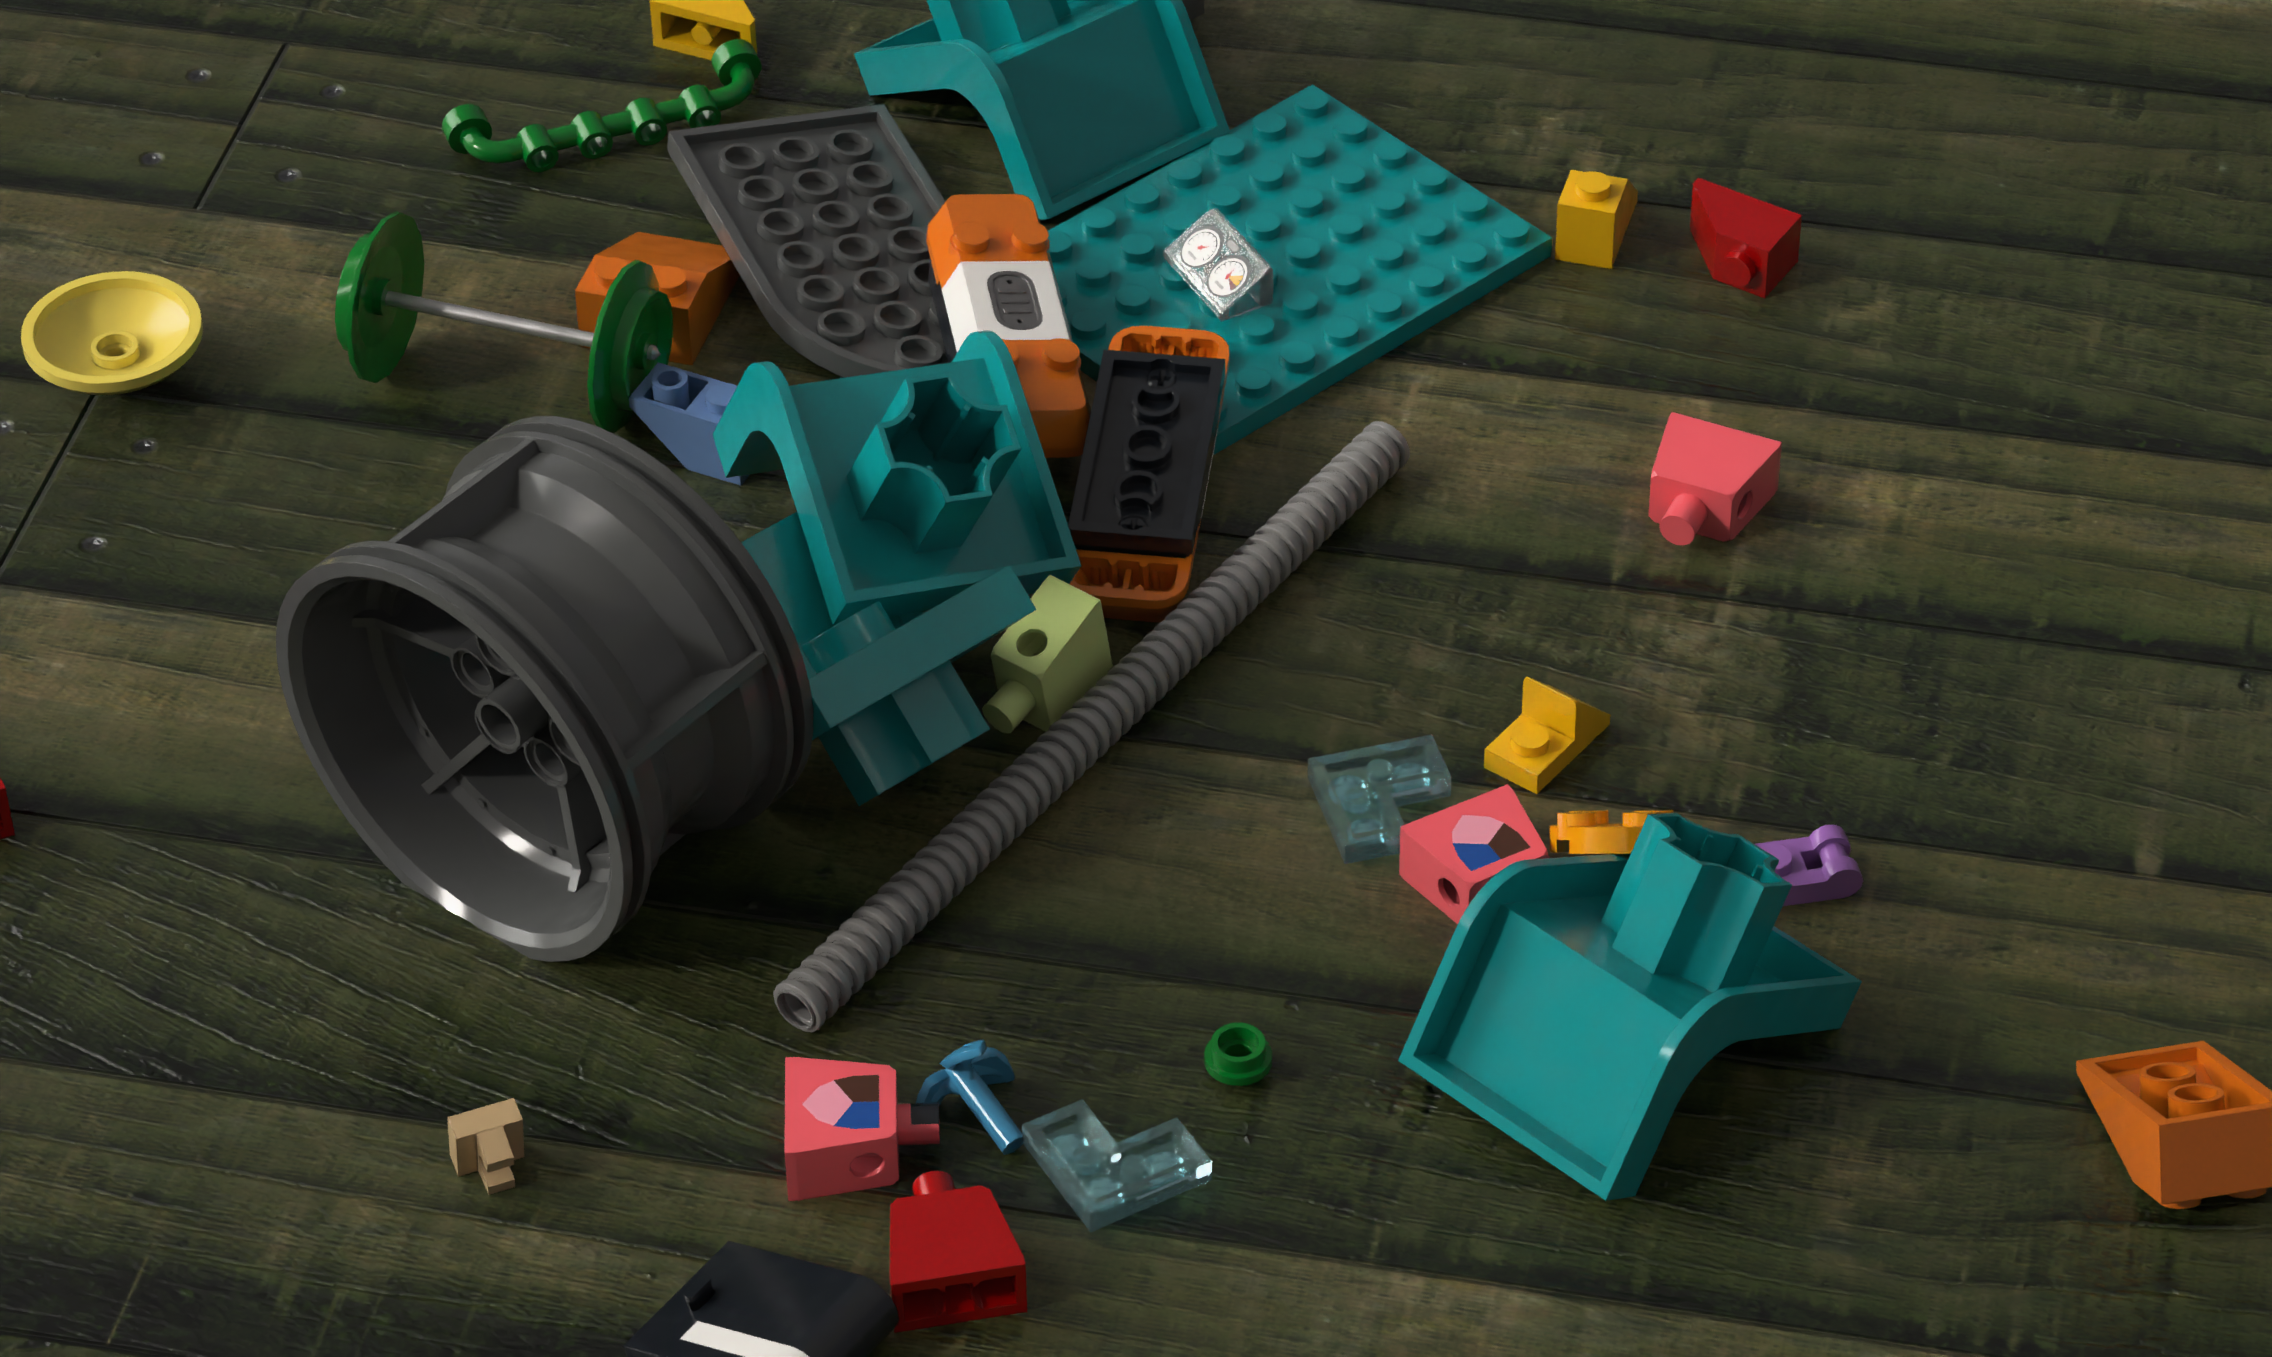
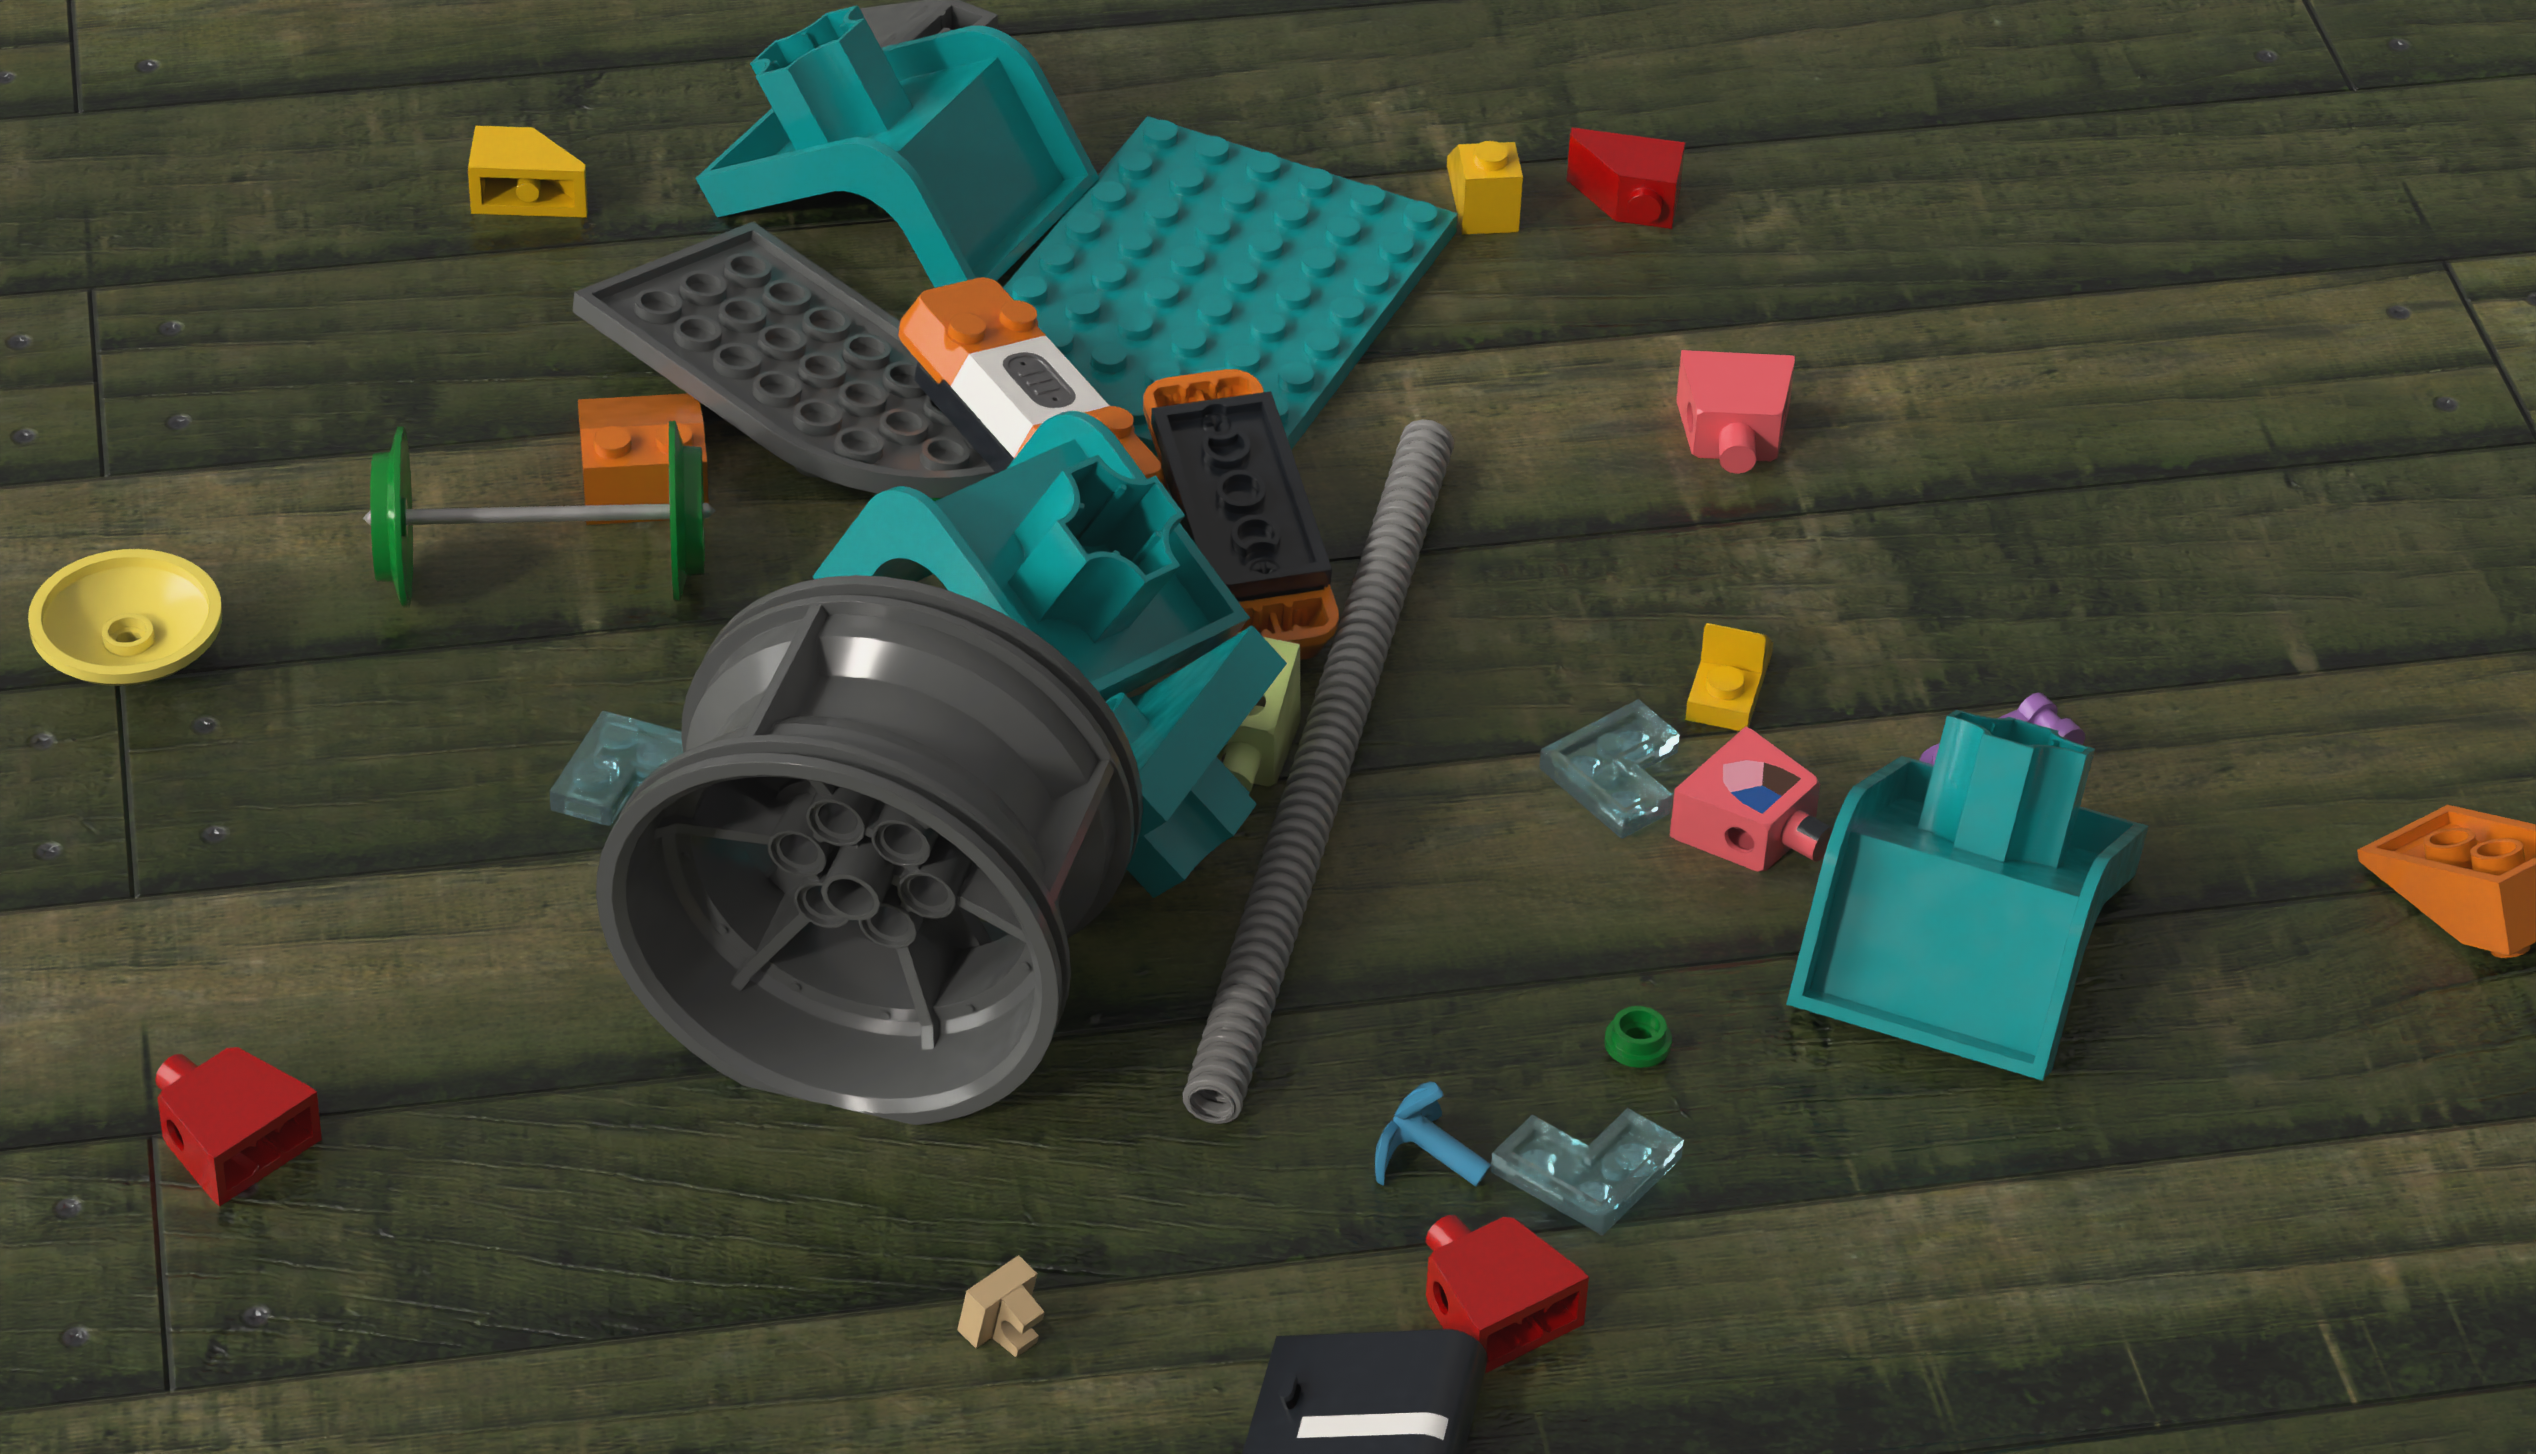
camera: 25 degrees left, 0 degrees up
(683, 414) = (765, 556): medium blue slope -> none
(733, 62) = (575, 213): green bar -> none
(847, 1126) = (1327, 1198): coral torso -> none
(1221, 266) = (1185, 305): slope -> none
(1593, 834) = (1884, 744): light orange plate -> none

